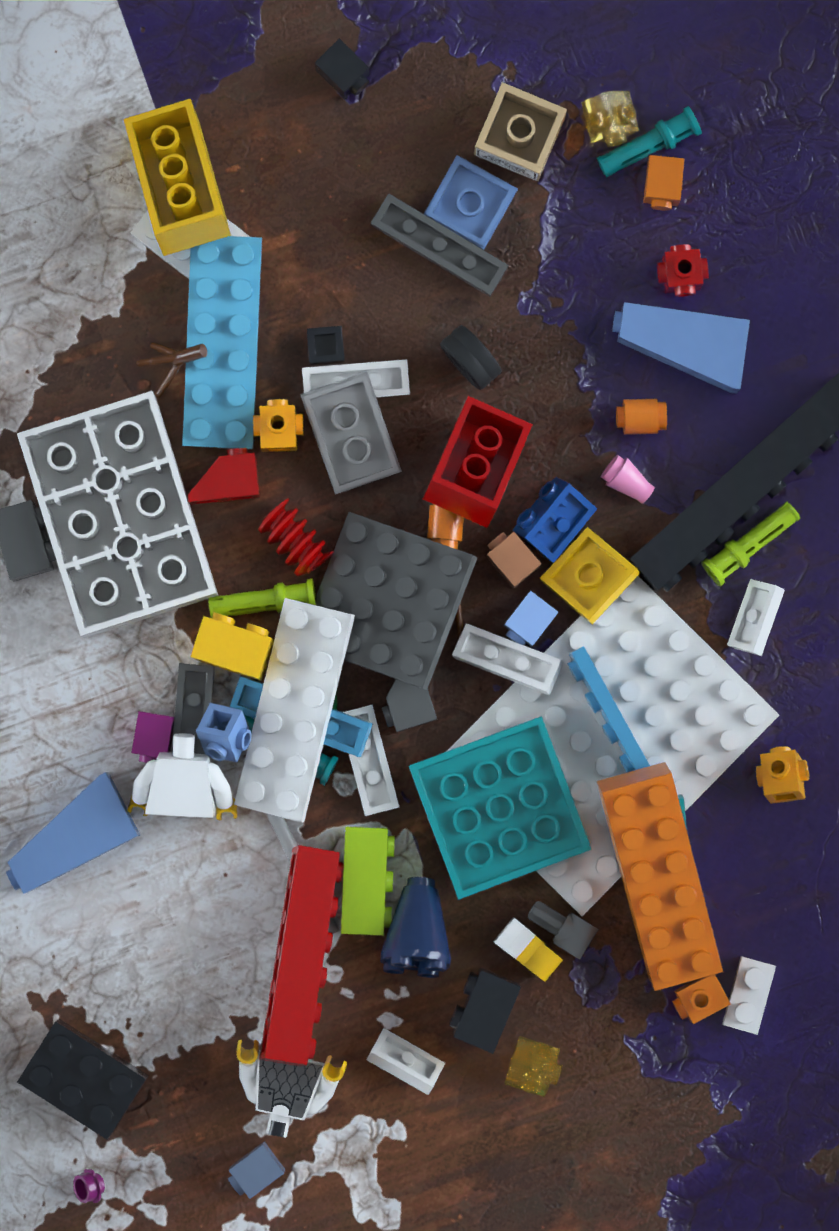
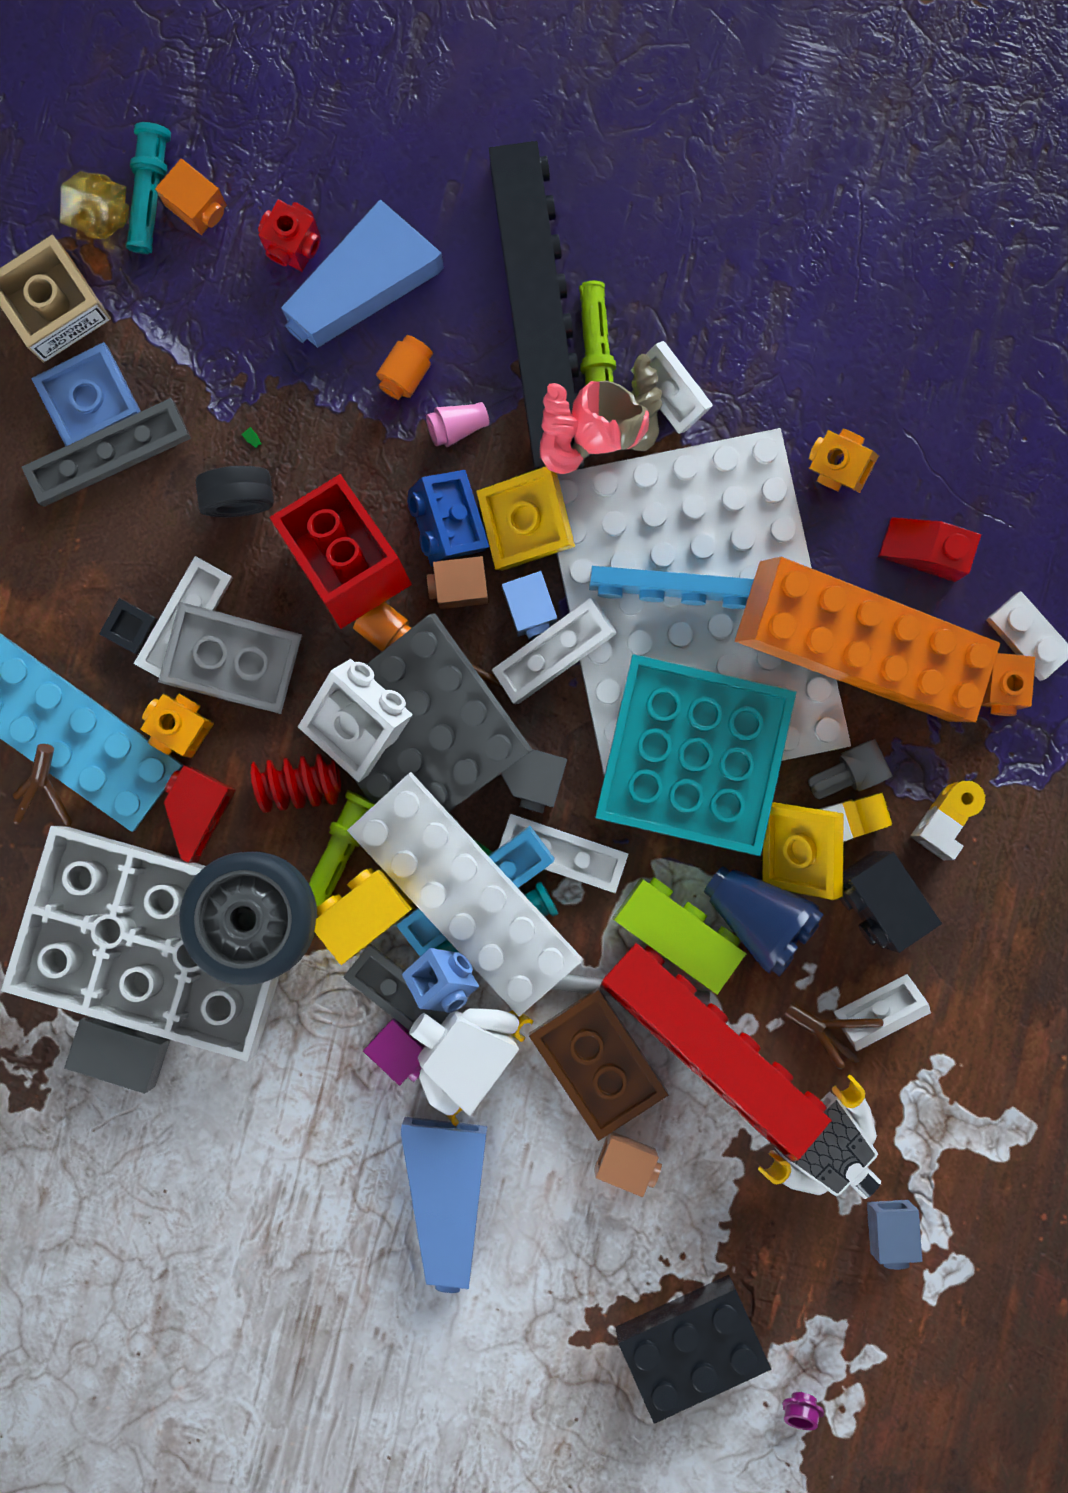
camera: 55 degrees left, 0 degrees up
(180, 950) = (627, 1164): none -> nougat brick
(188, 600) = (282, 908): none -> wheel
(237, 883) = (598, 1064): none -> reddish brown plate
(365, 1023) = (828, 1040): none -> reddish brown plant
(366, 551) = (355, 718): none -> white plate
(482, 928) = (804, 851): none -> yellow plate
(520, 338) = (251, 437): none -> green piece
(533, 1067) = (970, 890): clear yellow brick -> none
(577, 1018) = (947, 818): none -> leg
(694, 584) = (601, 420): none -> hair
(763, 878) = (930, 547): none -> red slope

